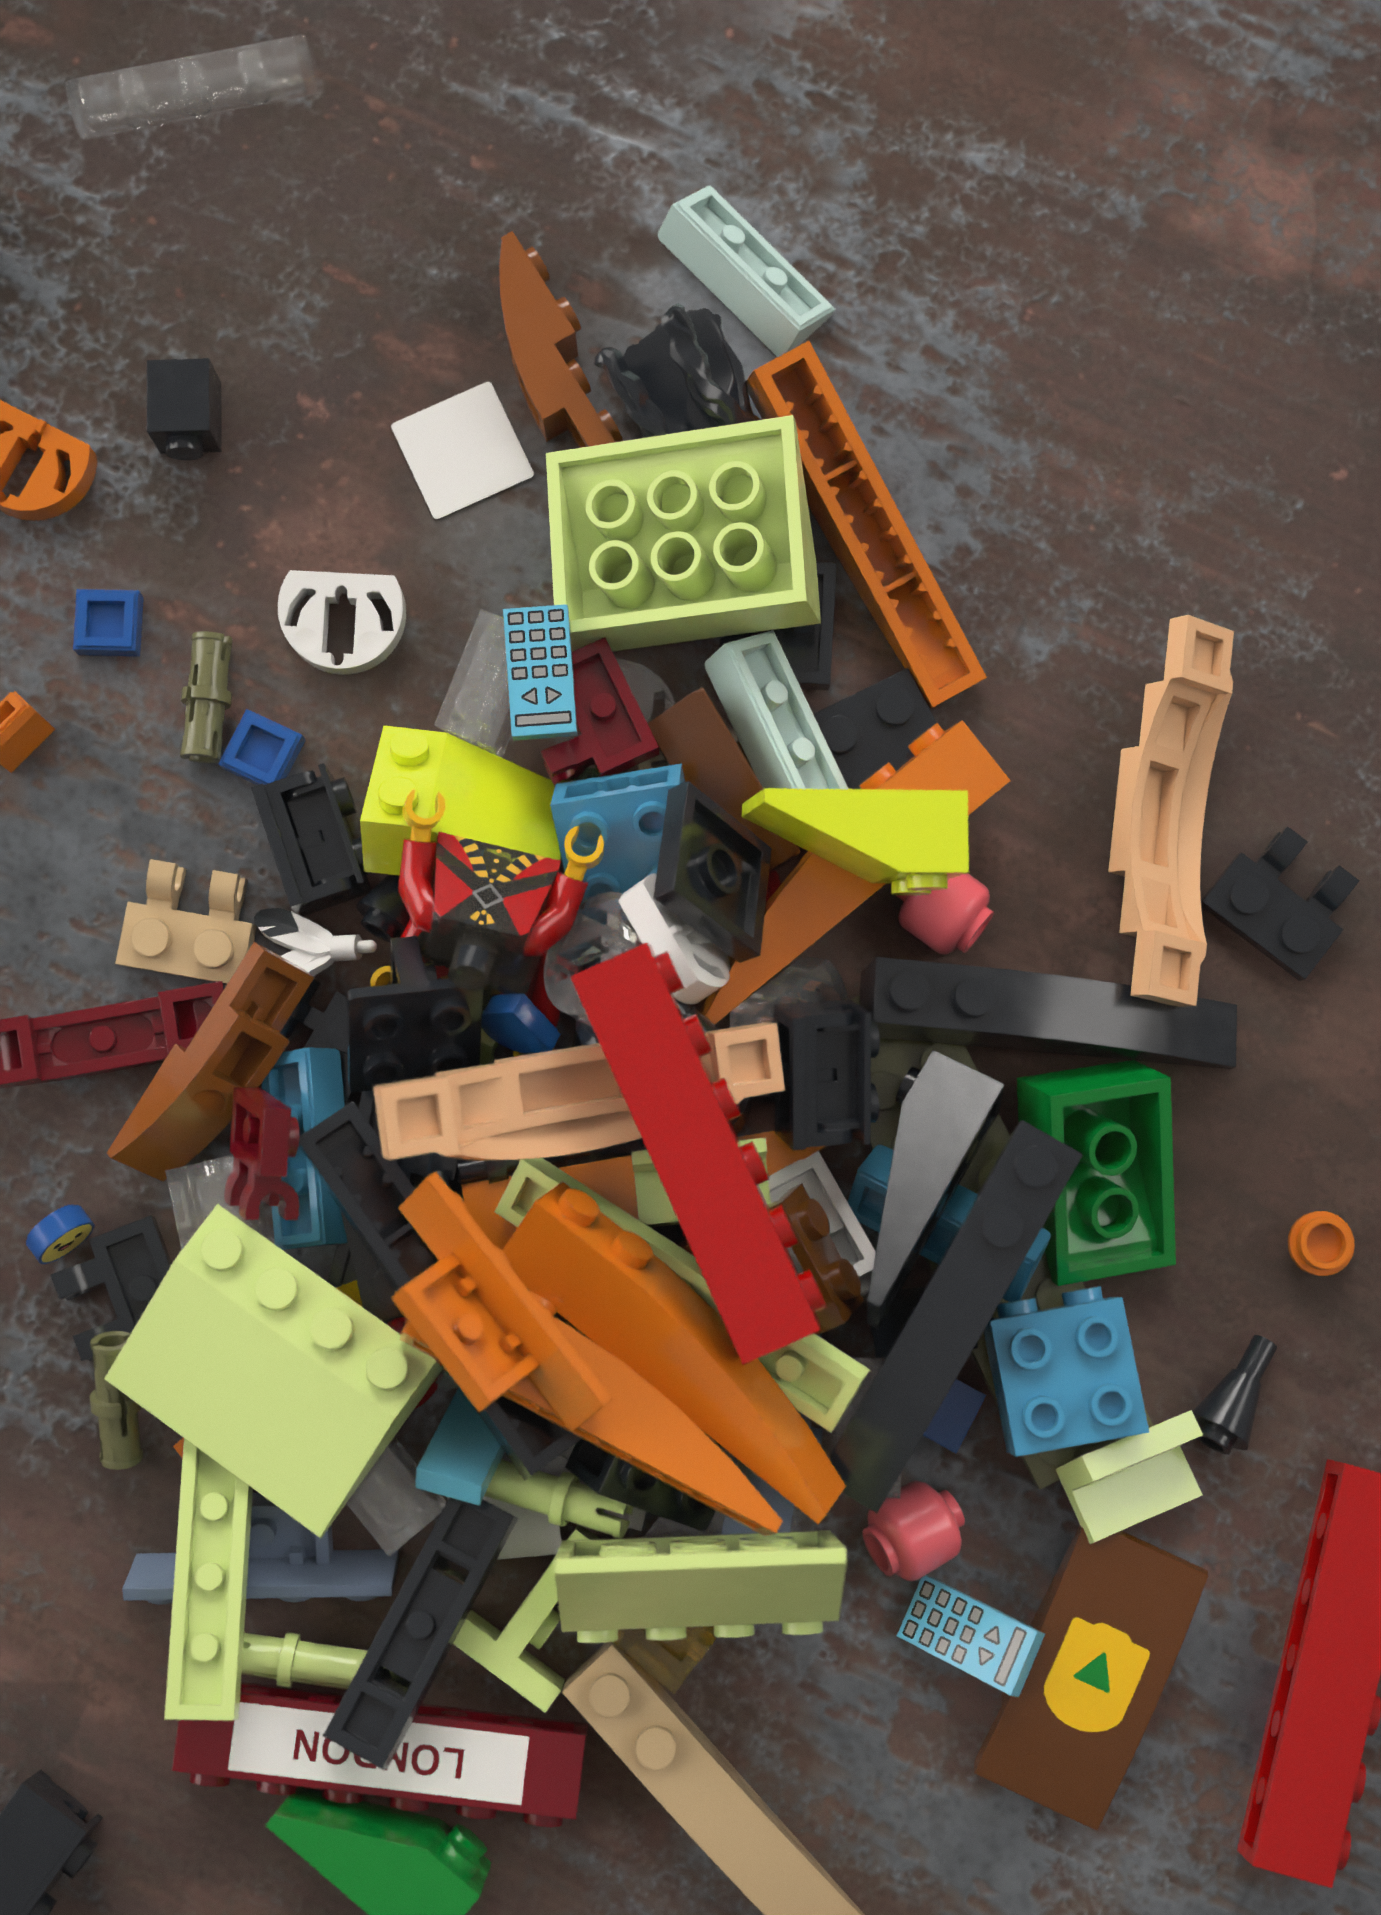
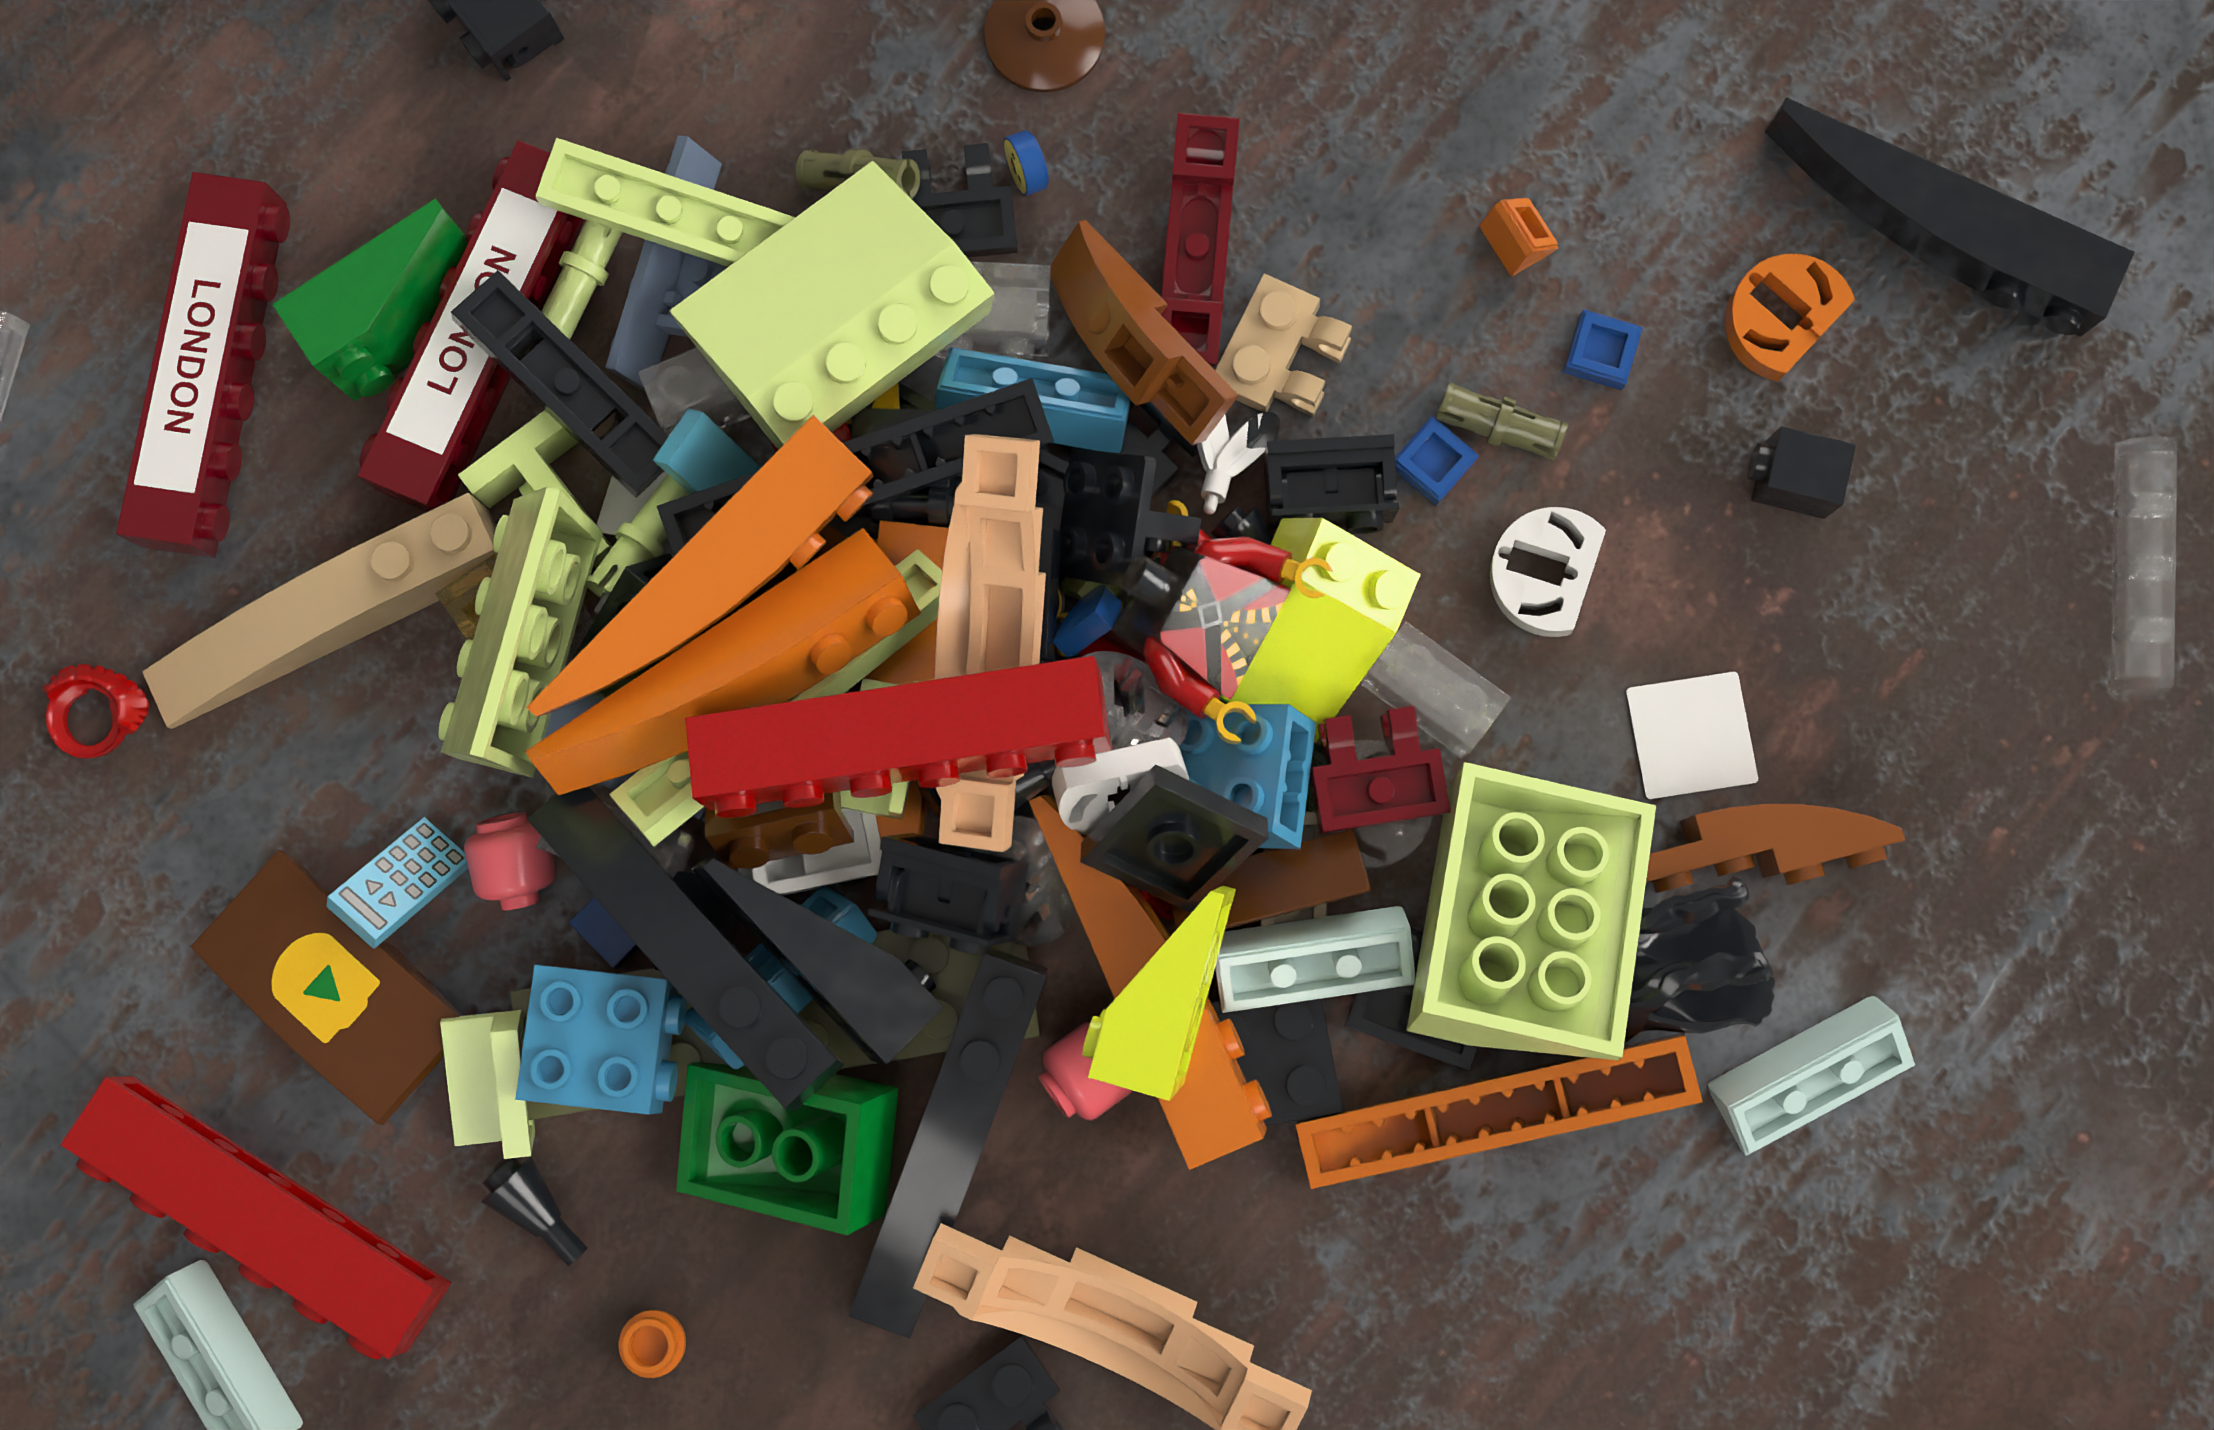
camera: 110 degrees right, 0 degrees up
(261, 1143) = (1036, 349): dark red plate -> none
(484, 1317) = (797, 486): orange bracket -> none
(540, 672) = (1427, 734): tile -> none

